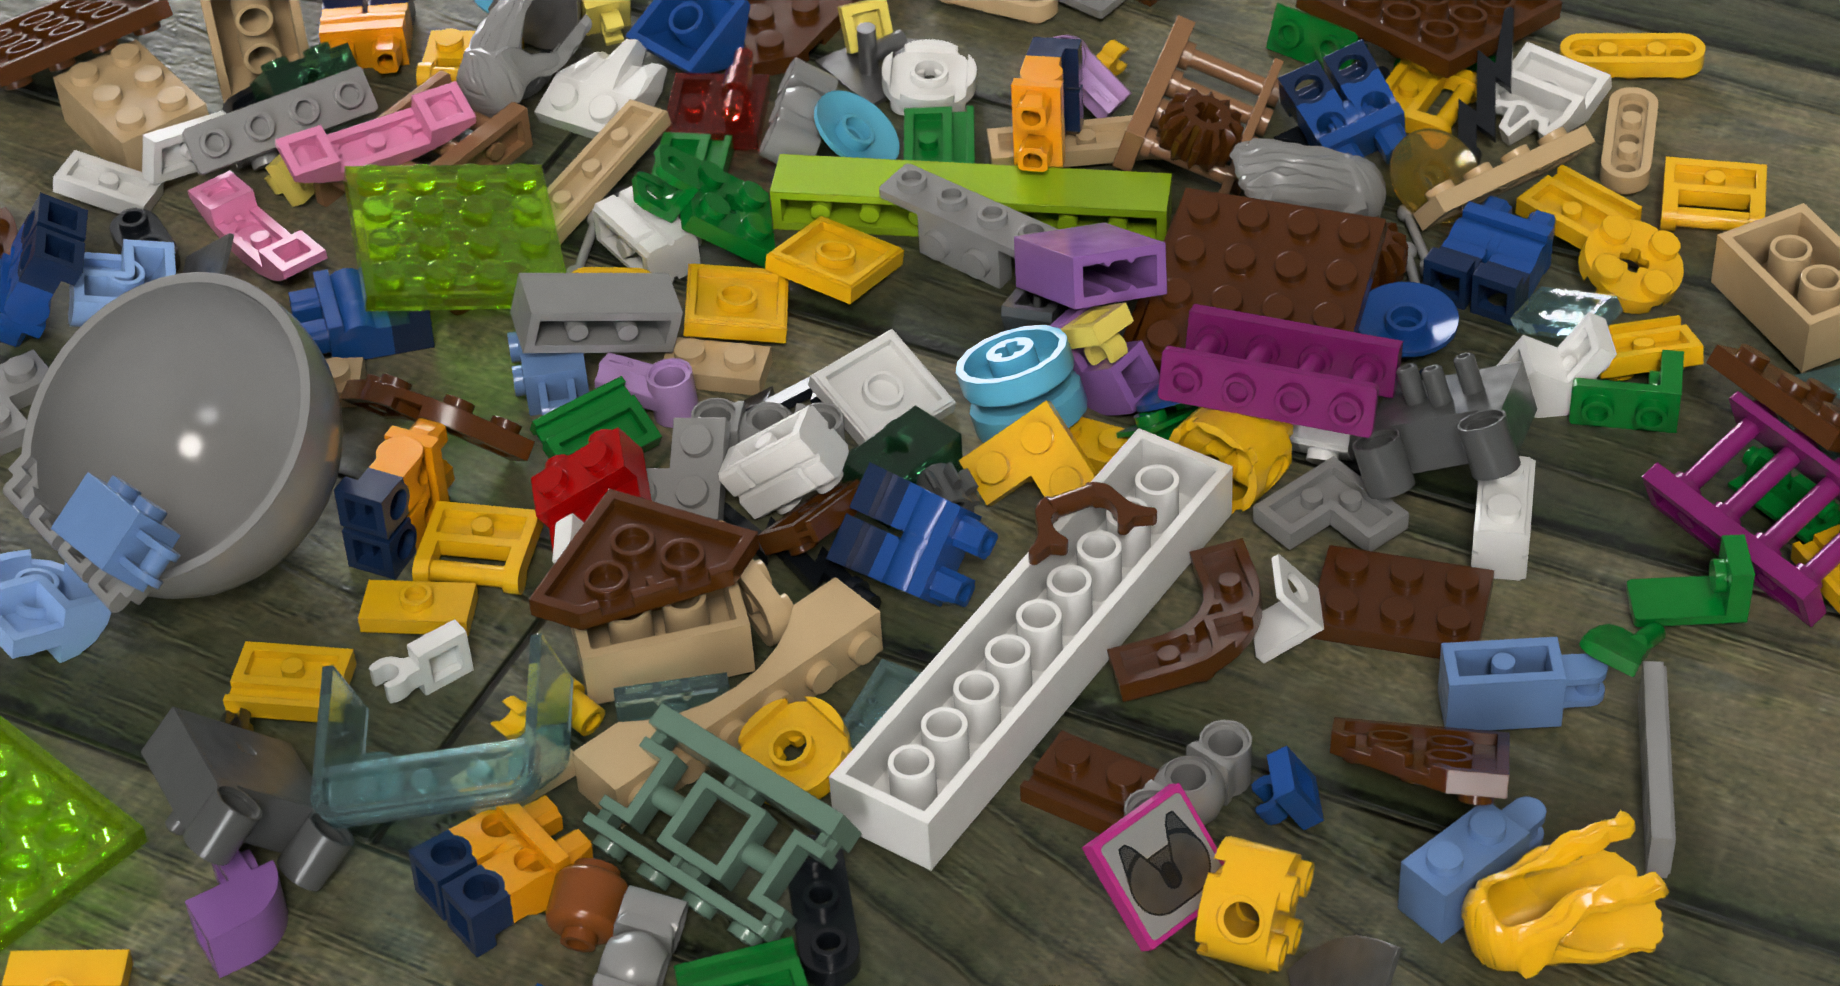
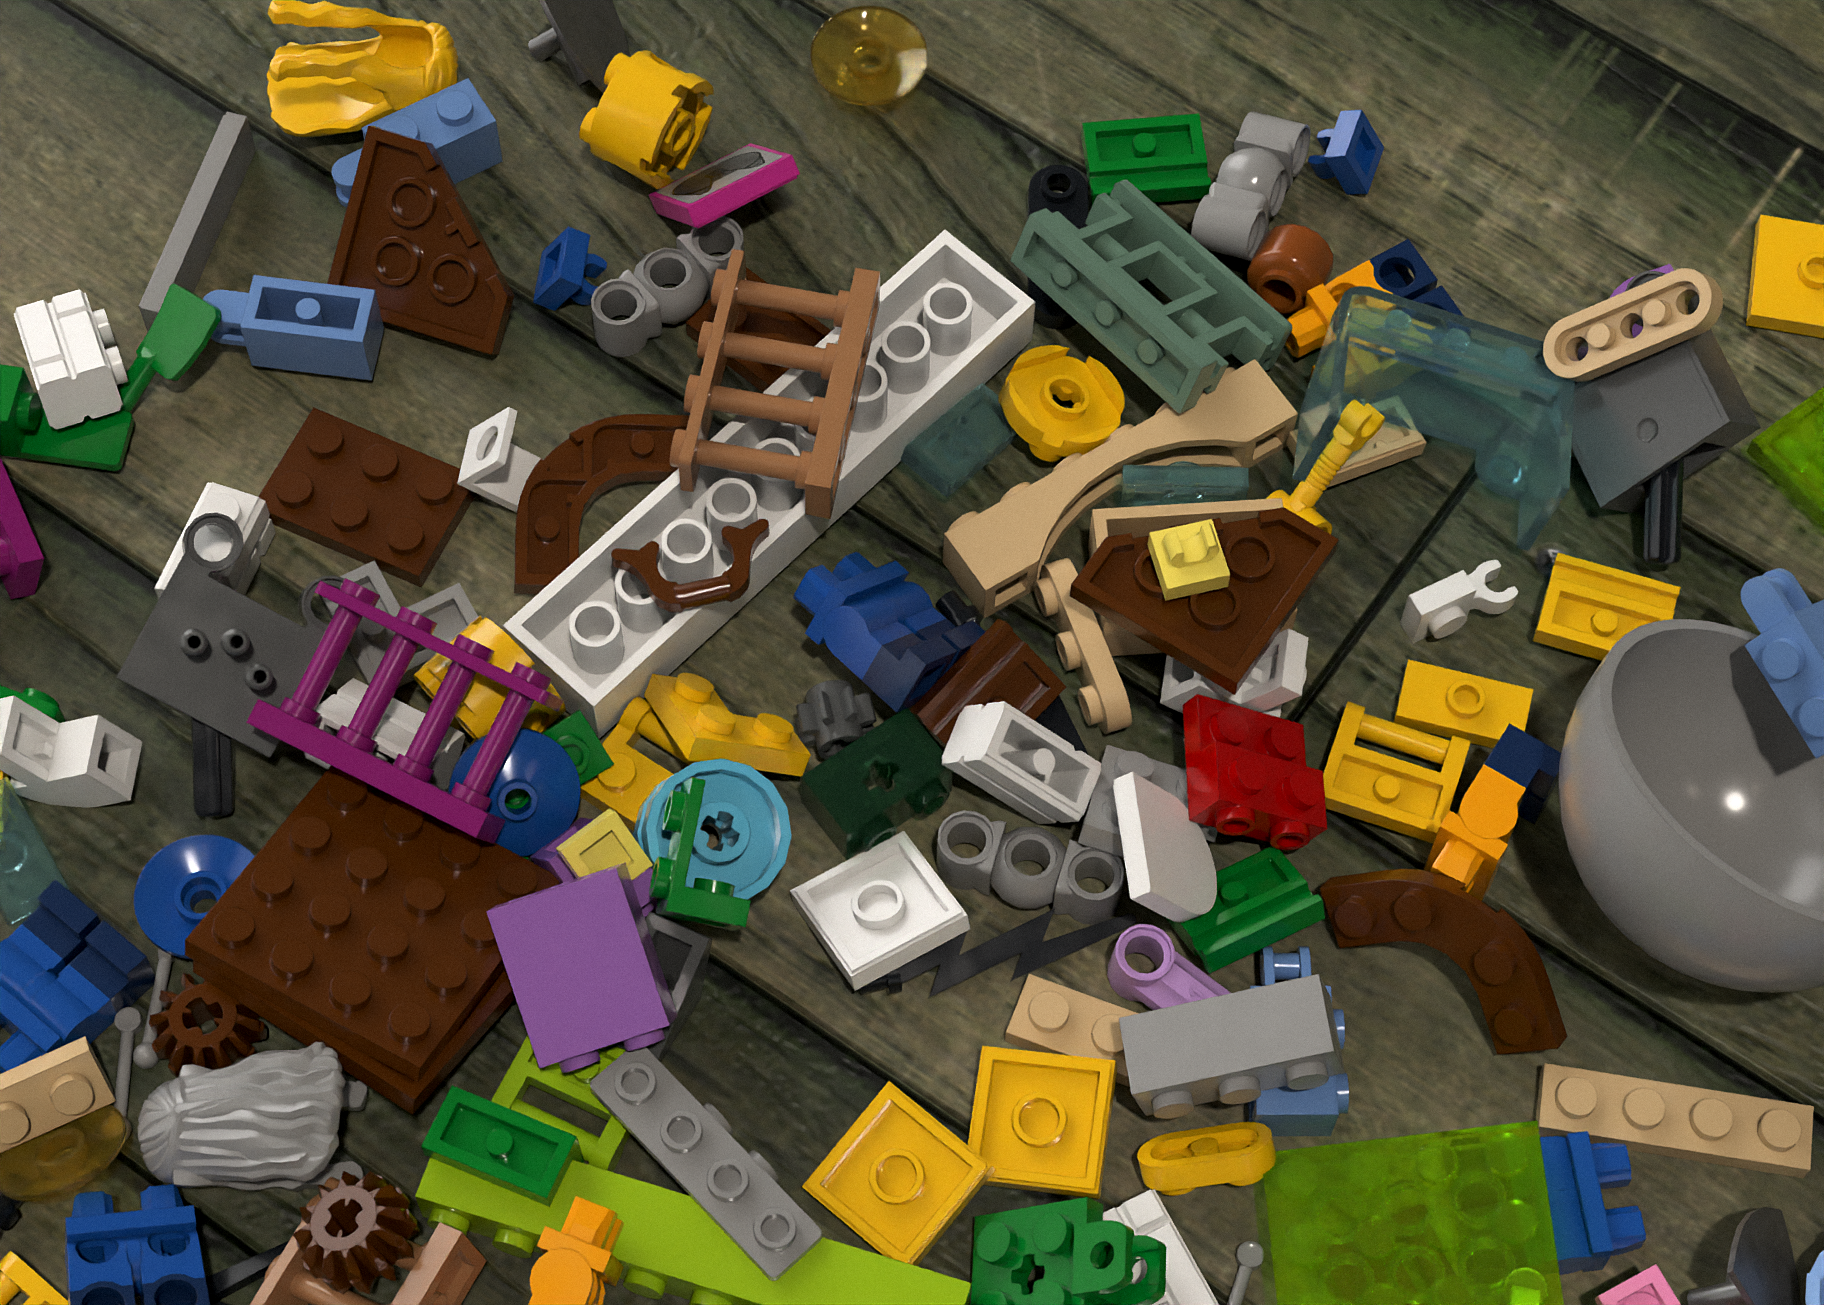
camera: 175 degrees left, 20 degrees up
(255, 770) = (1609, 325): none -> tan plate
(657, 550) = (1188, 559): none -> light yellow tile
(660, 402) = (1163, 851): none -> white tile
(997, 663) = (825, 417): none -> medium nougat fence
(1015, 303) = (709, 900): none -> green bracket
(1118, 197) = (501, 1145): none -> green panel
(1708, 626) = (69, 358): none -> white brick

